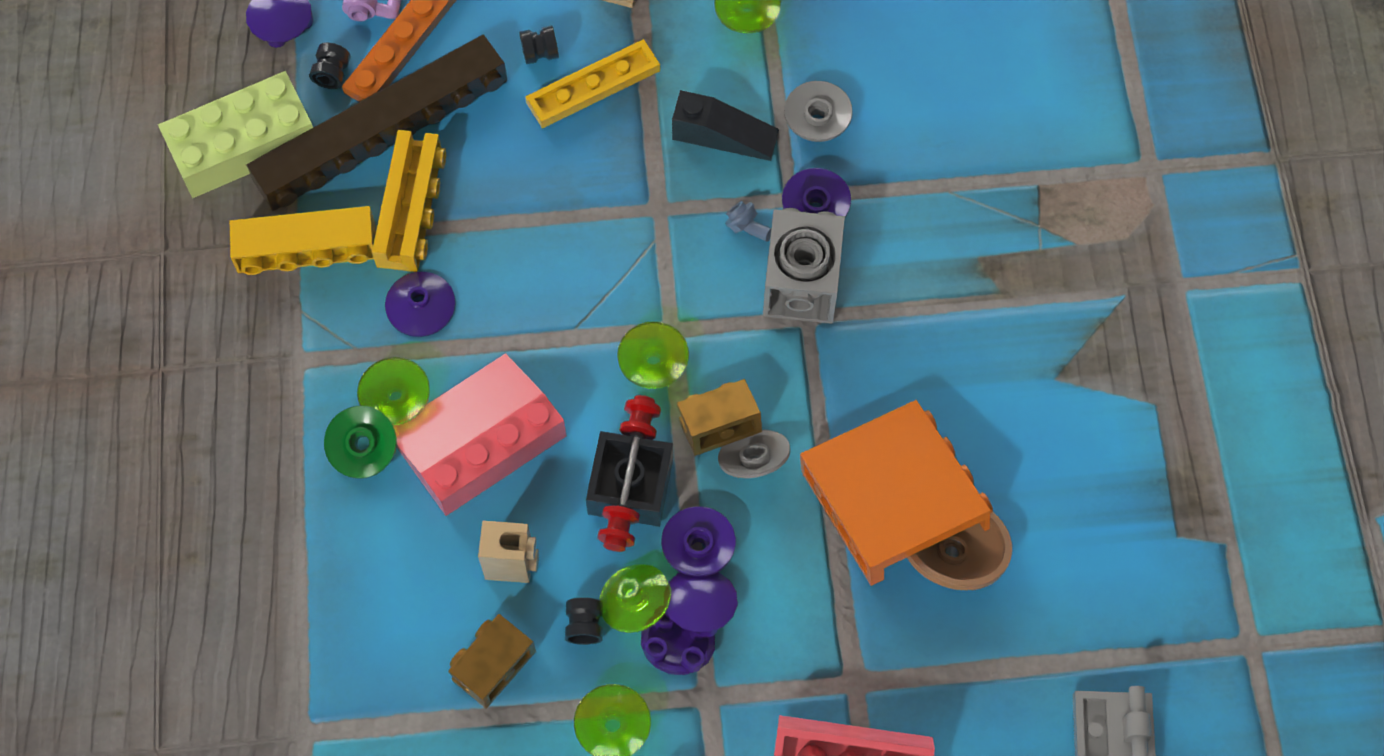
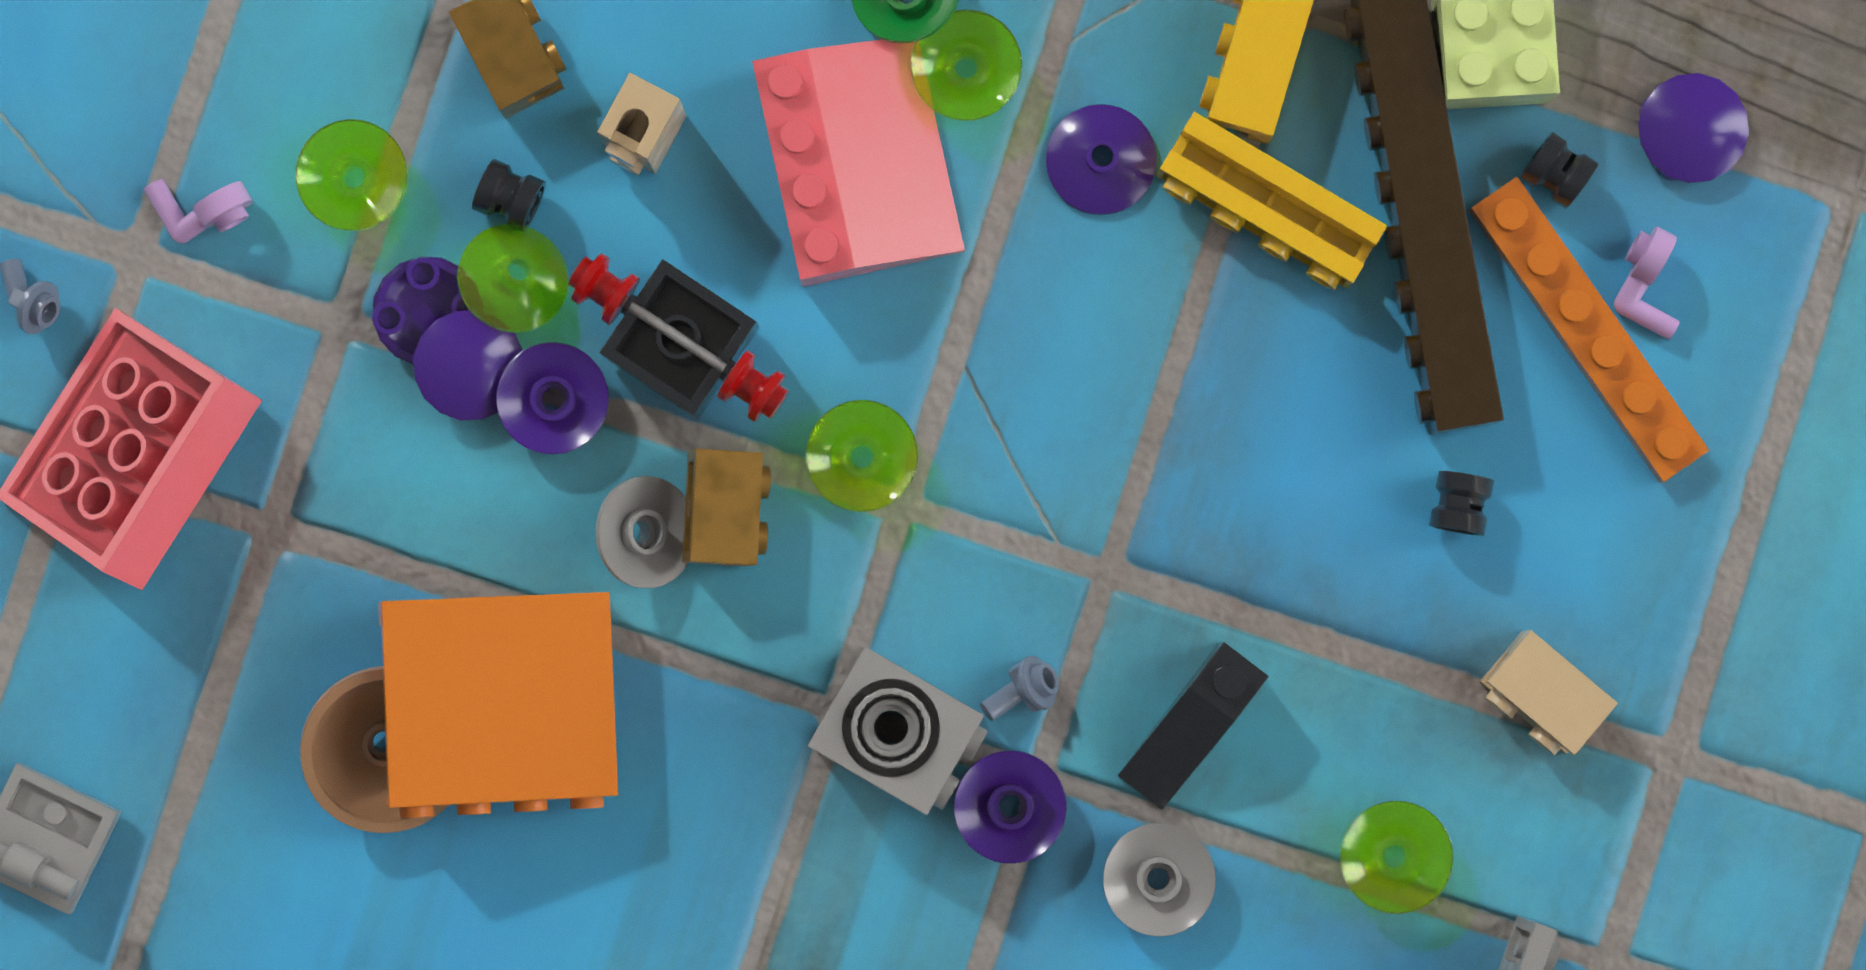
camera: 110 degrees right, 20 degrees up
(592, 83) = (1358, 559): yellow plate -> none

